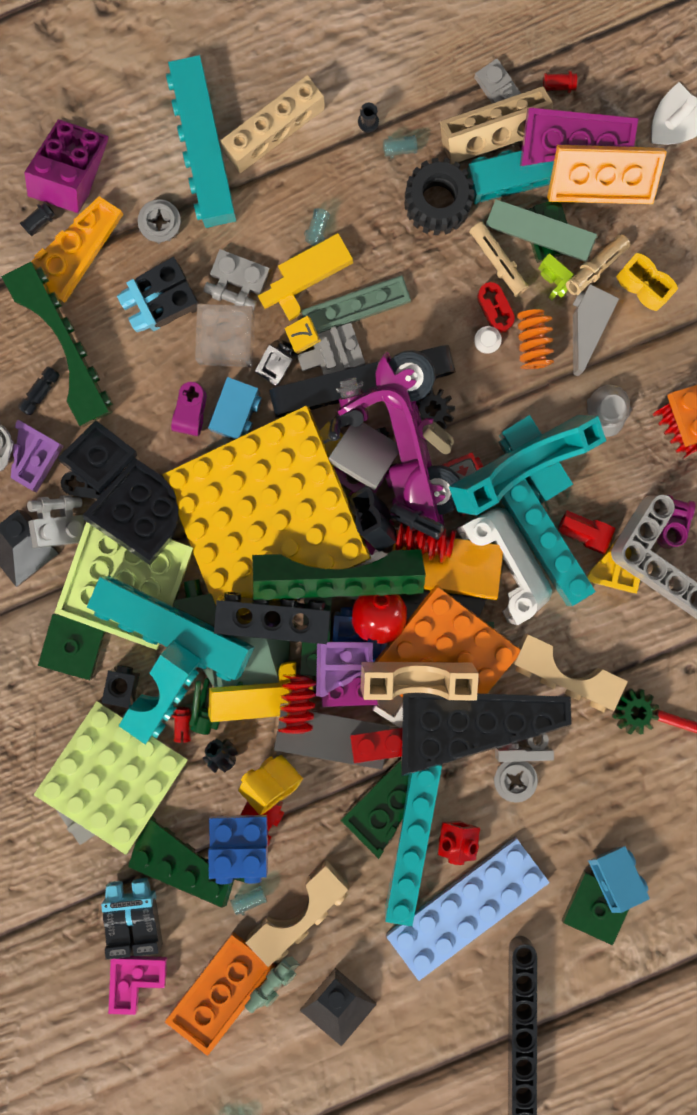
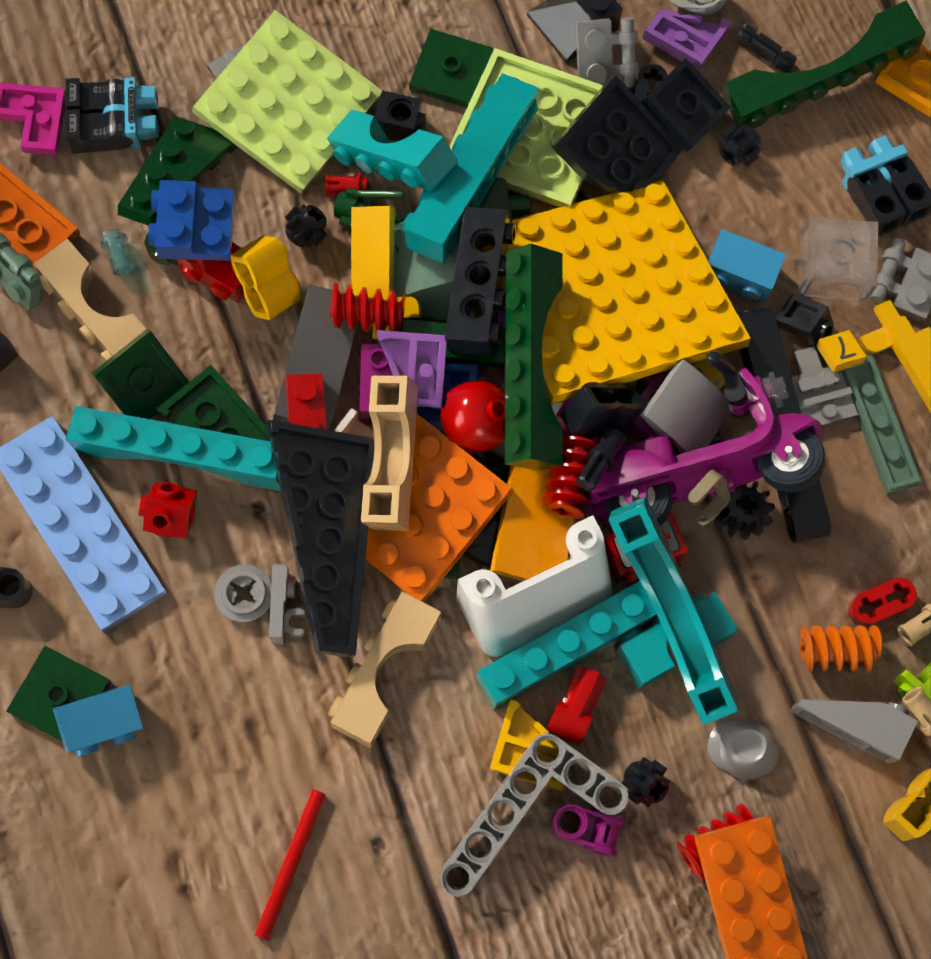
camera: 85 degrees right, 15 degrees down
(131, 412) = (740, 145): none -> black gear
(189, 415) = (741, 214): magenta piece -> none
(356, 873) = (140, 376): none -> dark green plate
(487, 339) = (838, 588): white plate -> none
(640, 480) = (646, 782): none -> black gear
(645, 712) = (313, 759): dark green gear -> none

